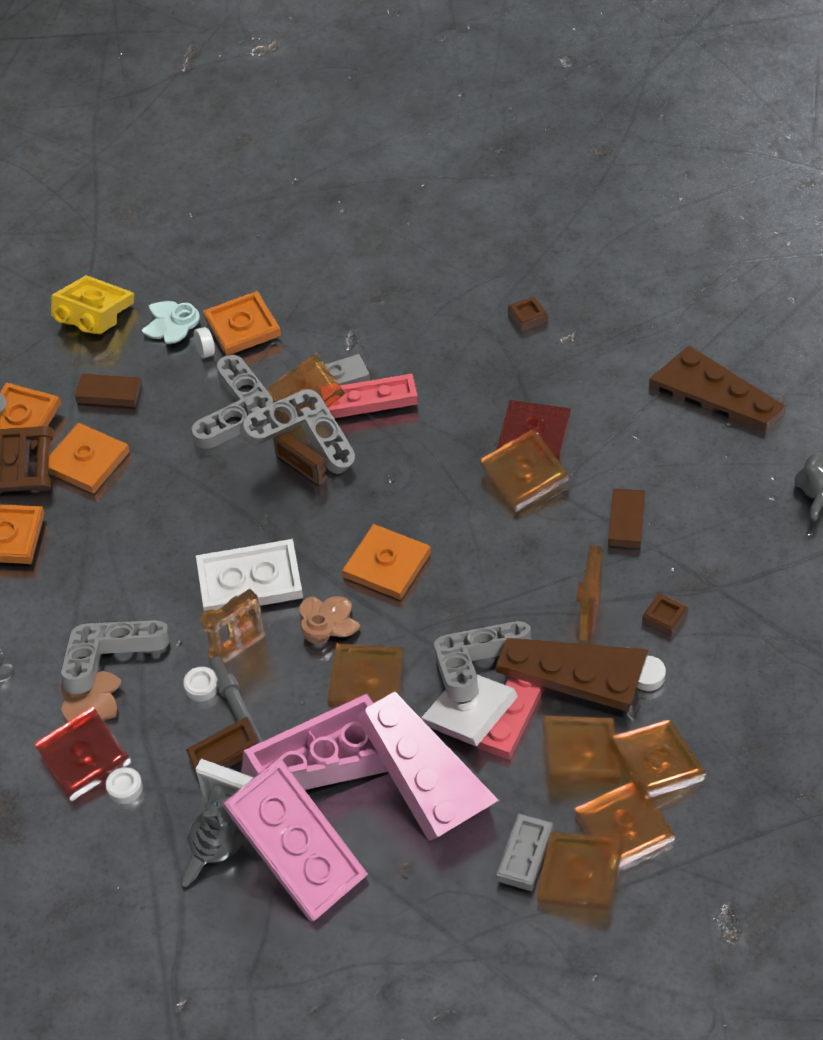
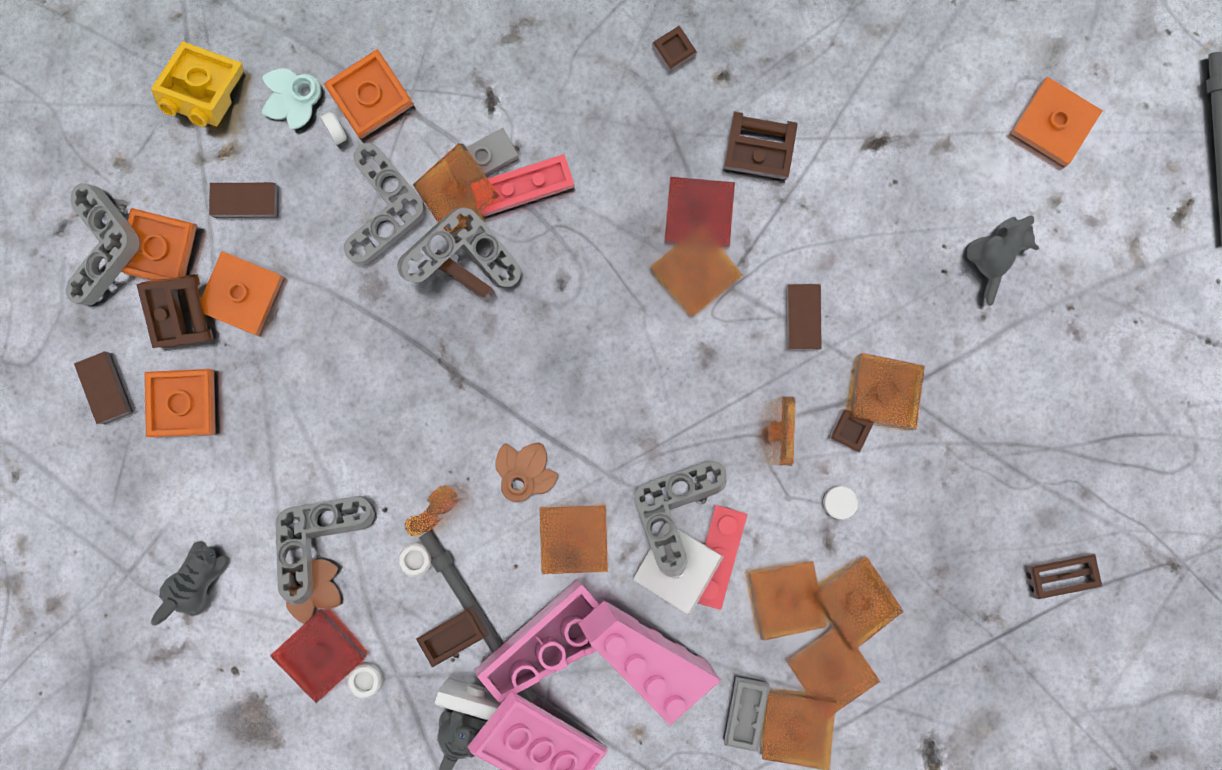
camera: 10 degrees left, 35 degrees up
(264, 568) = (438, 432): white plate -> none
(386, 561) = (572, 395): orange plate -> none
(582, 670) = (780, 517): reddish brown wing -> none
(598, 385) = (760, 155): none -> reddish brown plate
(704, 581) = (887, 391): none -> clear orange plate
(717, 388) = (872, 131): reddish brown wing -> none

